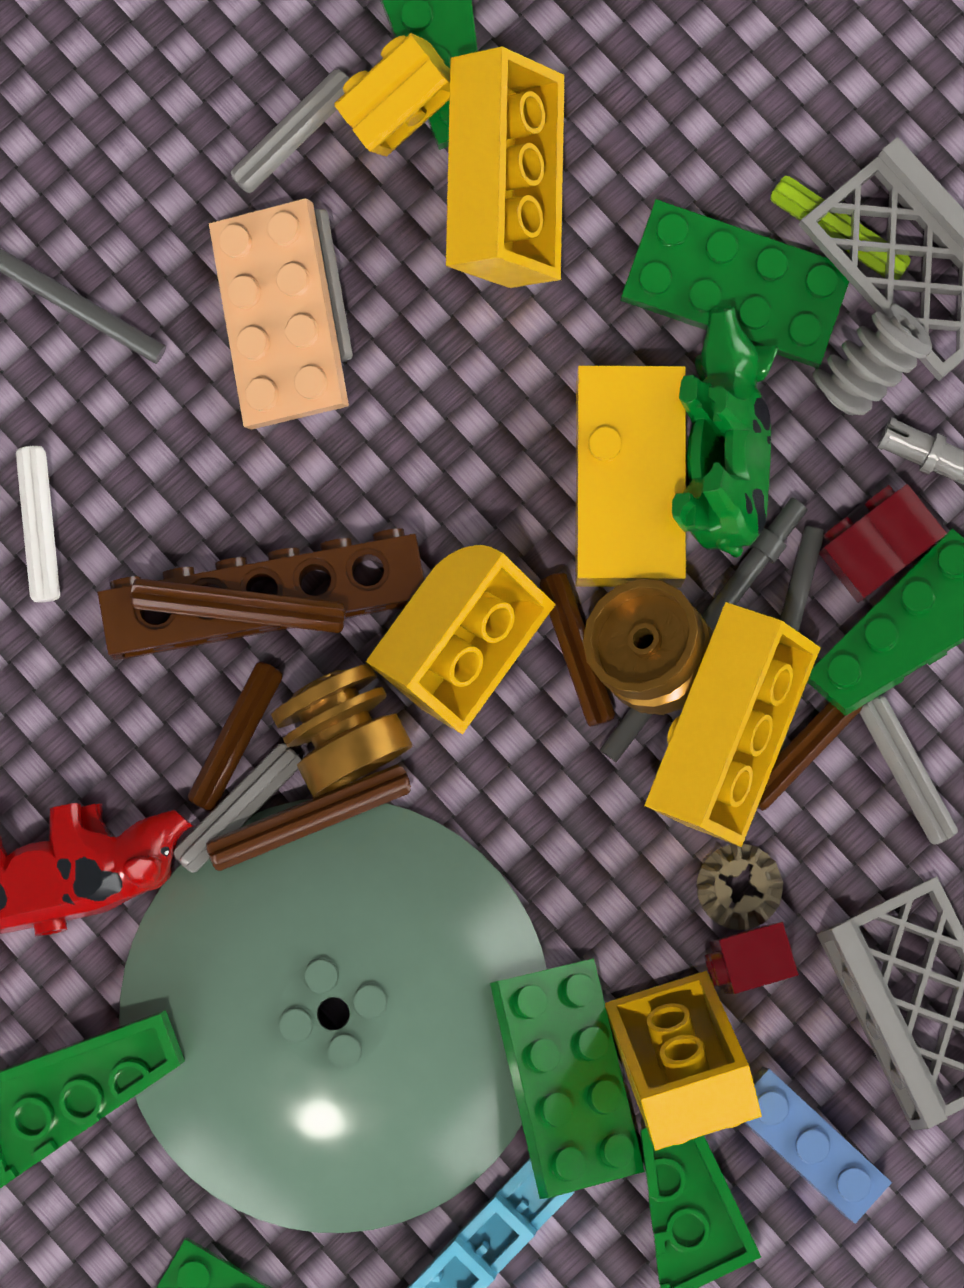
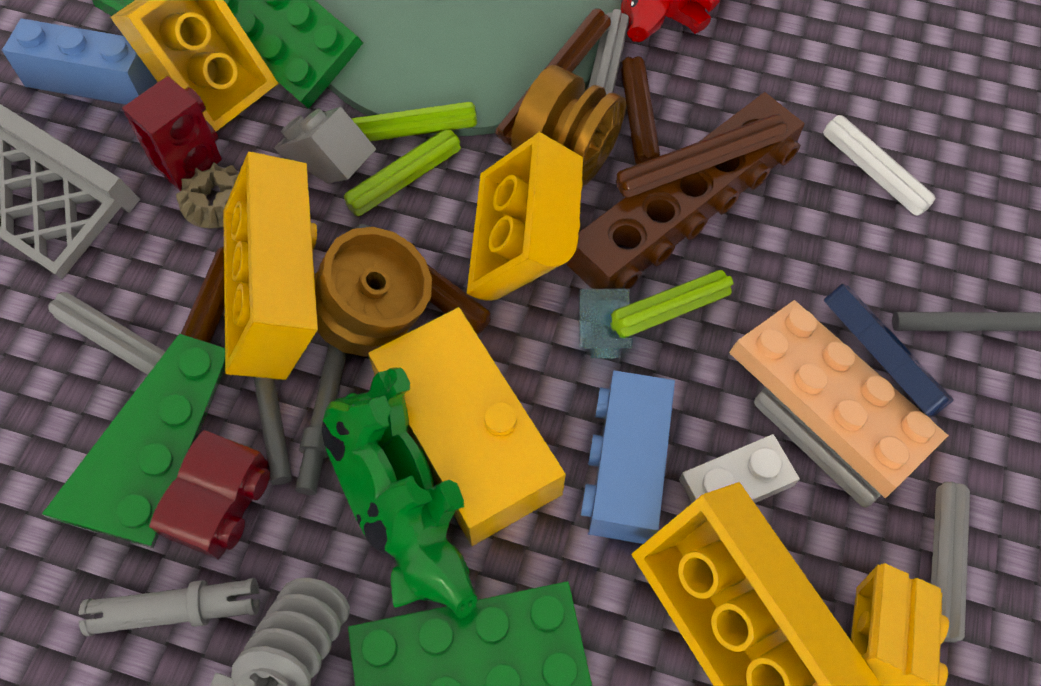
camera: 150 degrees right, 20 degrees down
(200, 326) = (888, 350): none -> dark blue piece
(366, 483) = (671, 303): none -> lime axle
(417, 298) = (757, 466): none -> white plate
(442, 502) = (595, 321): none -> clear light blue bracket
(491, 853) = (418, 121): none -> lime axle
(503, 366) = (629, 457): none -> medium blue brick
(531, 802) = (402, 172): none -> lime axle
(600, 874) = (327, 143): none -> light grey slope

